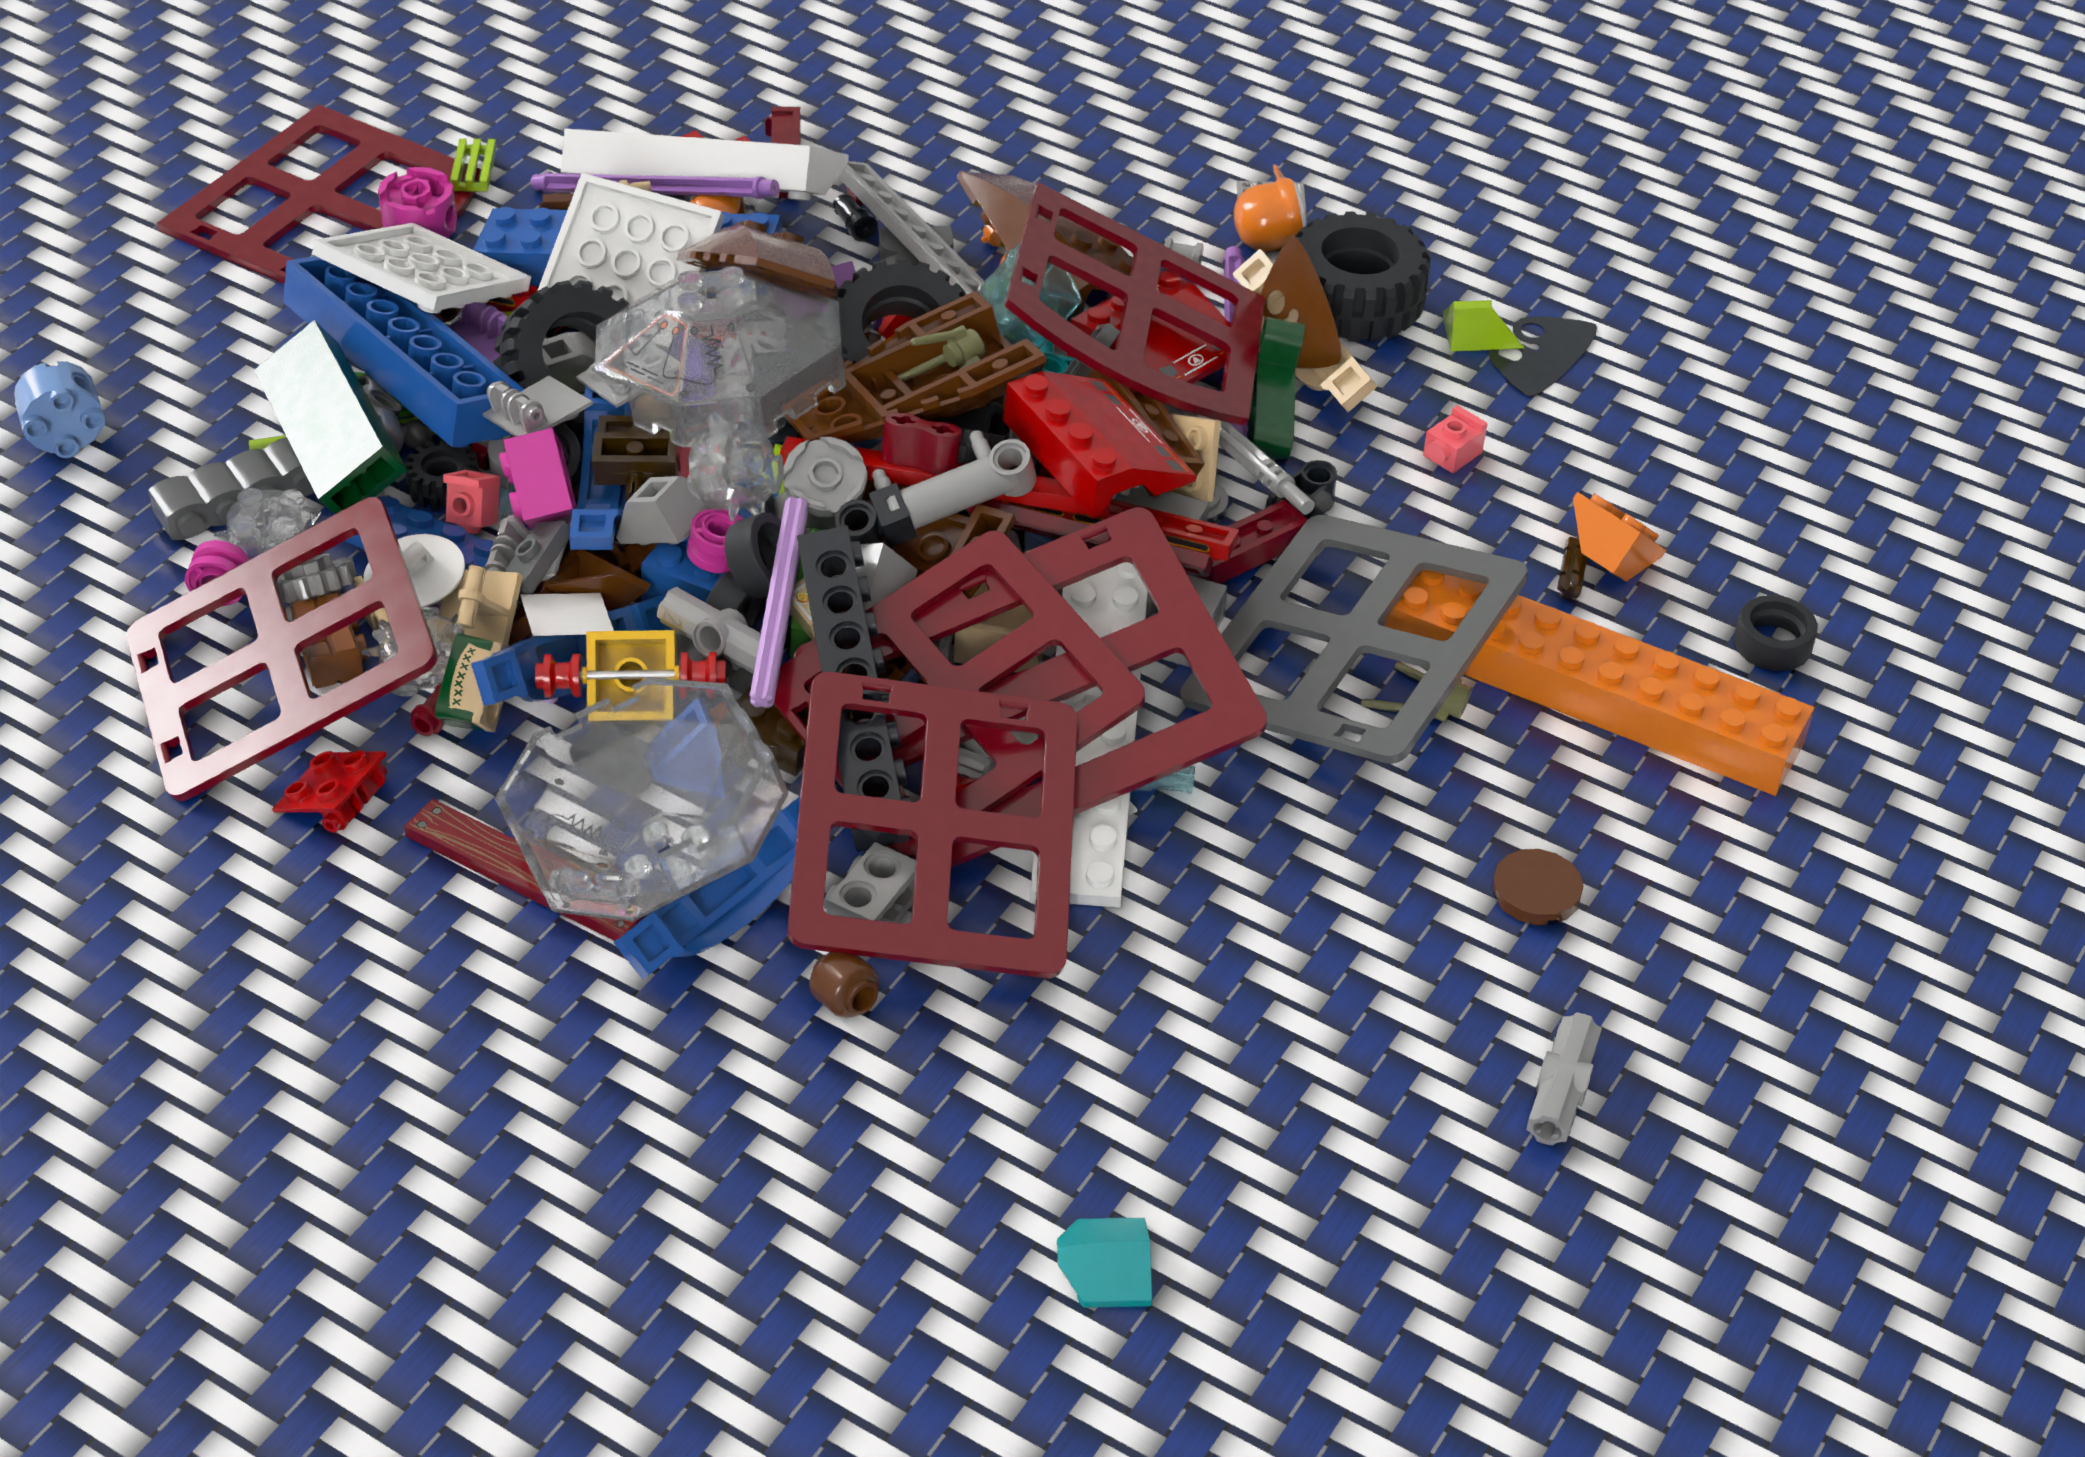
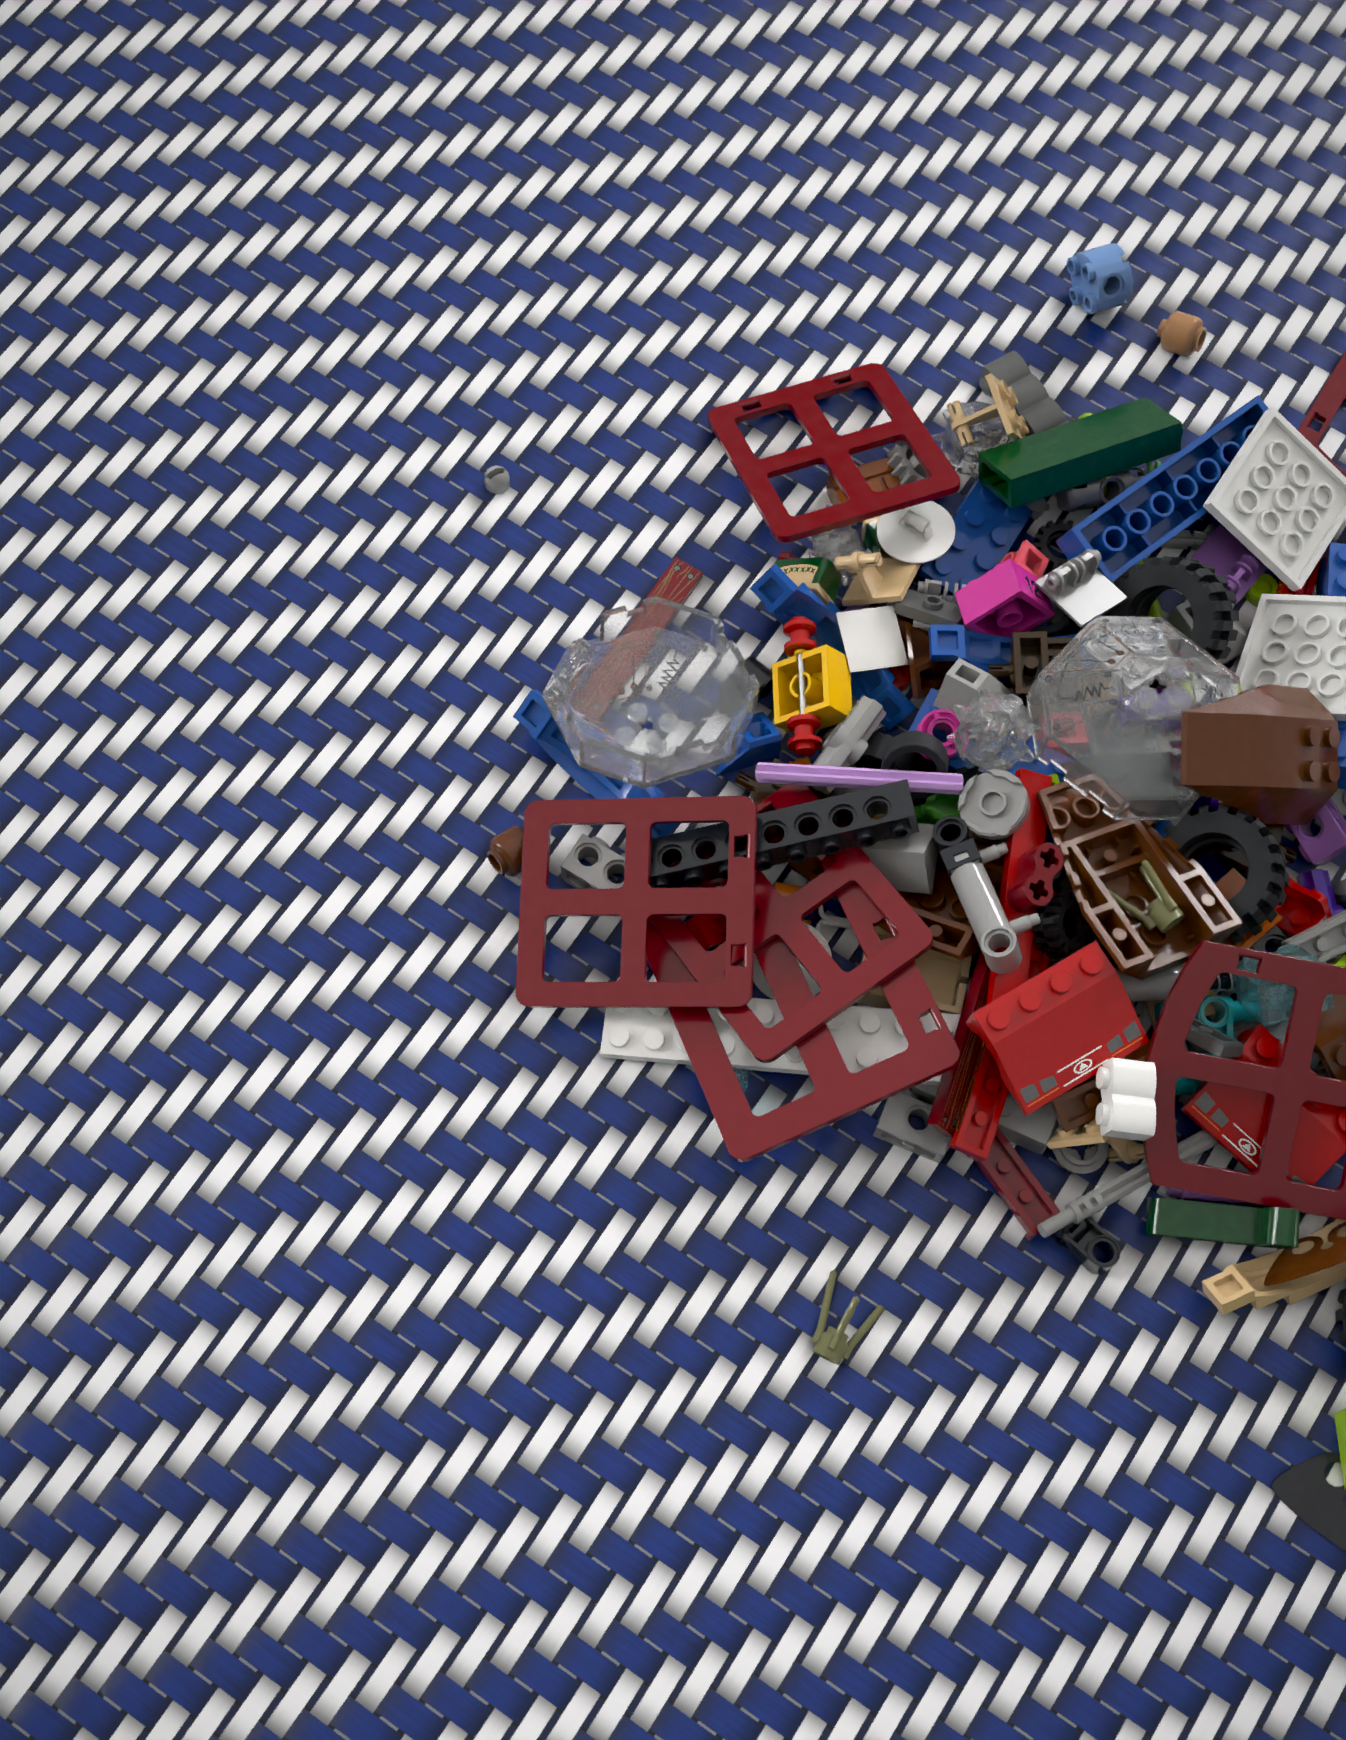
camera: 90 degrees right, 25 degrees up
(150, 356) = (1182, 333): none -> medium nougat head
(211, 561) = (929, 406): dark pink wheel -> none
(245, 1037) = (500, 479): none -> light grey hinge
(273, 472) = (1004, 407): none -> tan plate
(336, 786) = (714, 505): red hinge -> none
(1107, 1261) = (267, 1028): teal slope -> none
(1177, 393) = (1127, 1099): none -> white brick
(1362, 632) = (881, 1260): dark grey window -> none
(1455, 440) = (1180, 1408): coral brick -> none
(1537, 886) = (615, 1393): reddish brown tile -> none
(1564, 1079) = (404, 1381): light grey piece -> none
(1572, 569) = (1012, 1486): dark brown axle -> none
(1614, 537) = (1047, 1528): orange slope -> none
(1618, 683) = (856, 1483): orange brick -> none
(1769, 652) = (956, 1662): black tyre -> none

